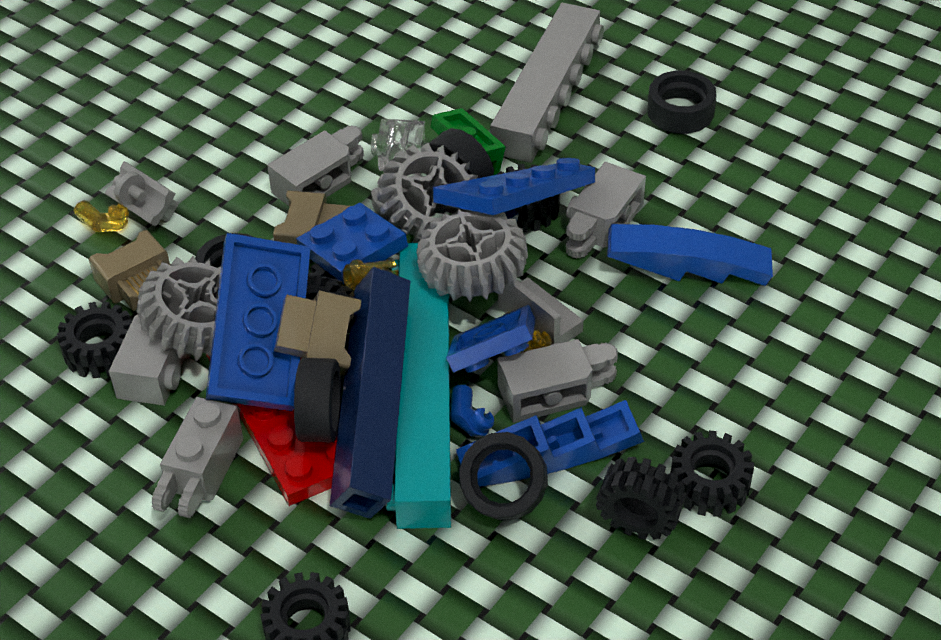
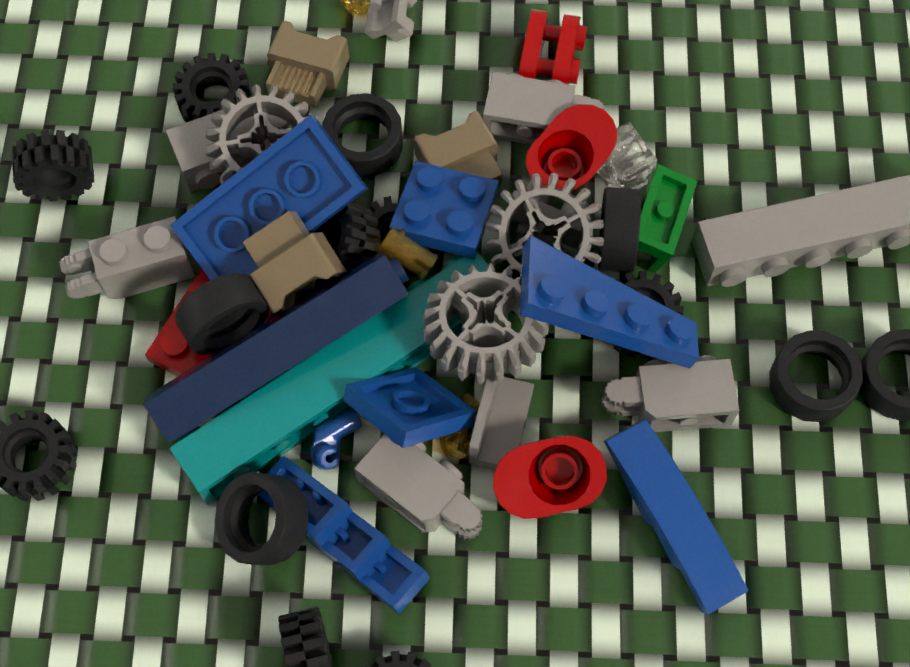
camera: 55 degrees right, 20 degrees up
(57, 463) = (52, 165): none -> black tyre
(273, 133) = (569, 37): none -> red brick
(366, 151) = (573, 145): none -> red piece
(612, 293) = (549, 477): none -> red piece
(643, 157) = (829, 347): none -> black tyre

